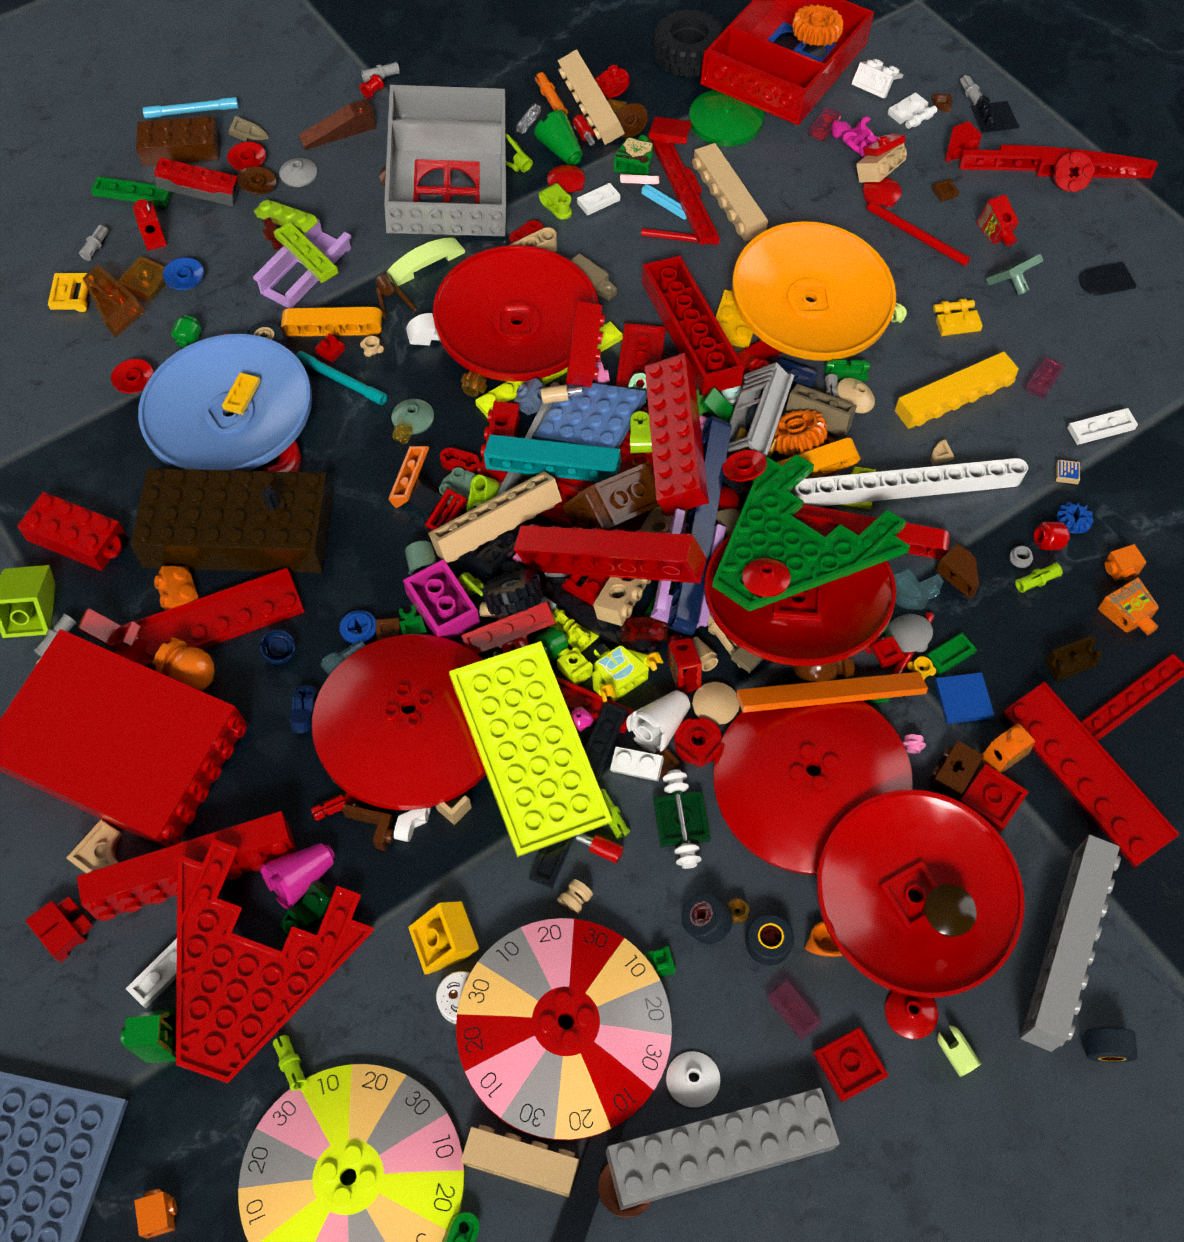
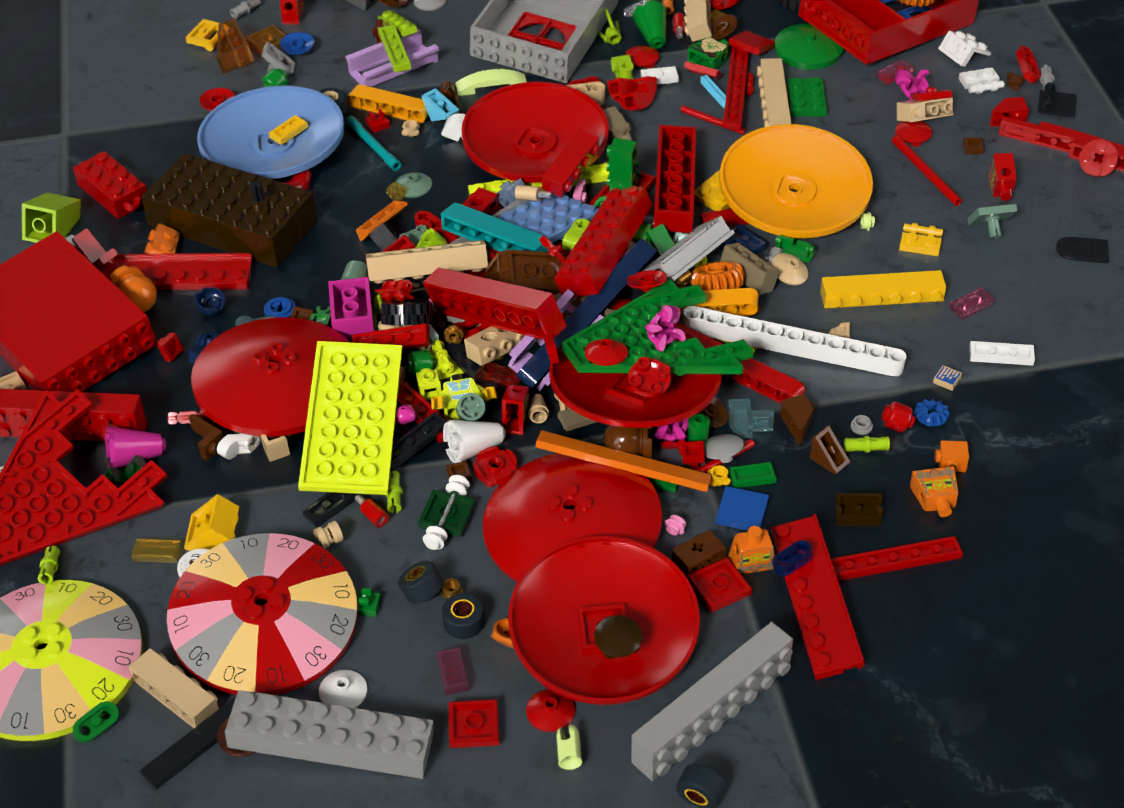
camera: 25 degrees right, 15 degrees down
(174, 304) = (277, 59): none -> light grey slope
(263, 723) = (169, 347): none -> red tile
(392, 310) = (438, 105): none -> medium azure slope
(397, 990) = (156, 550): none -> clear yellow tile
(473, 384) = (472, 173): pearl gold gear -> none
(476, 568) = (396, 290): none -> red hinge
(572, 597) = (453, 329): none -> pearl gold plate
(585, 230) = (633, 93): none -> red brick
(637, 465) = (553, 250): none -> red piece
(637, 763) = (435, 464): white plate -> none
(641, 333) = (622, 164): none -> green wedge
(644, 686) = (470, 407): none -> sand green piece
(706, 592) = (551, 349): none -> red tile
(716, 702) = (524, 444): tan dish -> none
(759, 179) = (806, 97): none -> green plate
(807, 528) = (662, 329): none -> dark pink animal
(827, 593) = (649, 377): none -> red dish
(947, 79) = (1028, 64): none -> red beam
(1011, 601) = (828, 451): none -> reddish brown slope
(1046, 740) = (792, 558): none -> clear blue beam

